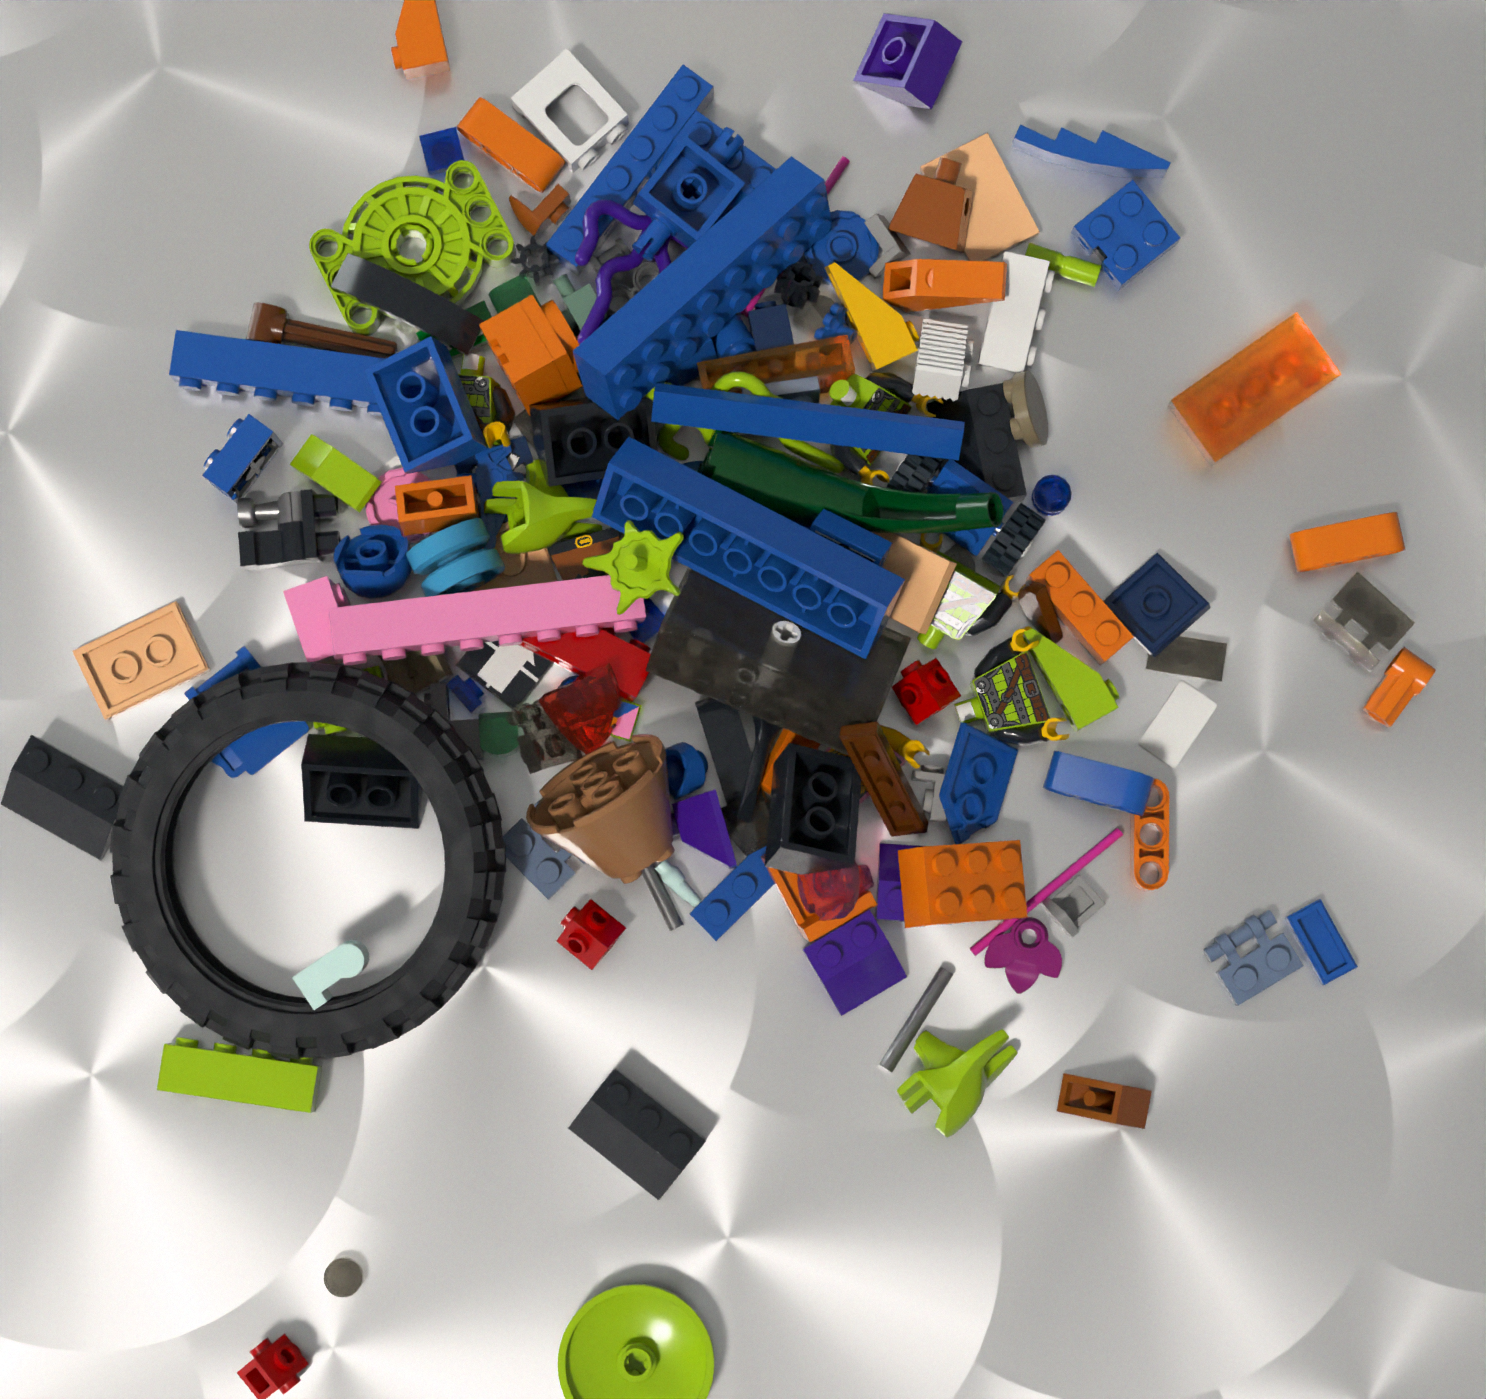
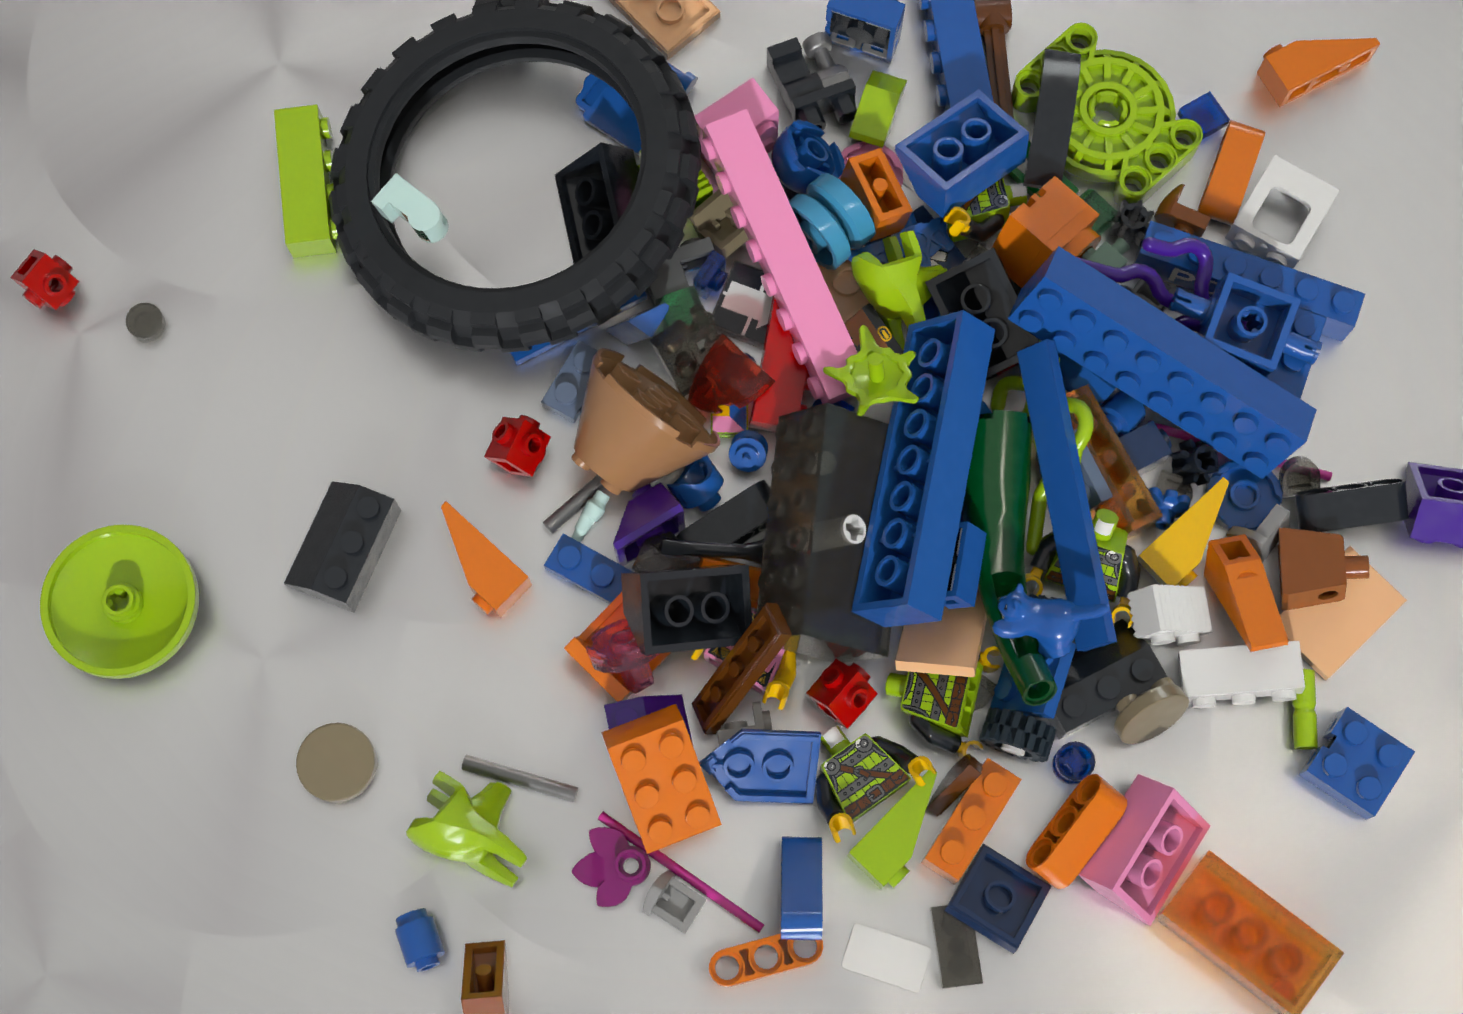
camera: 75 degrees right, 10 degrees down
(504, 774) = (640, 325): none -> blue slope
(659, 709) = (748, 451): none -> blue wheel
(705, 997) = (487, 570): none -> orange slope
(842, 189) = (1298, 475): none -> clear smoke tile
(852, 1190) = (336, 762): none -> dark tan tile
(855, 962) = (558, 700): dark purple slope -> none
(883, 151) = (1352, 505): none -> black beam
(929, 477) = (1048, 620): none -> blue animal
(1043, 1152) = (419, 940): none -> blue brick
(1106, 156) = (1426, 719): blue slope -> none
(1117, 514) = (1076, 831): none -> orange beam
(1148, 457) = (1146, 849): none -> bright pink slope

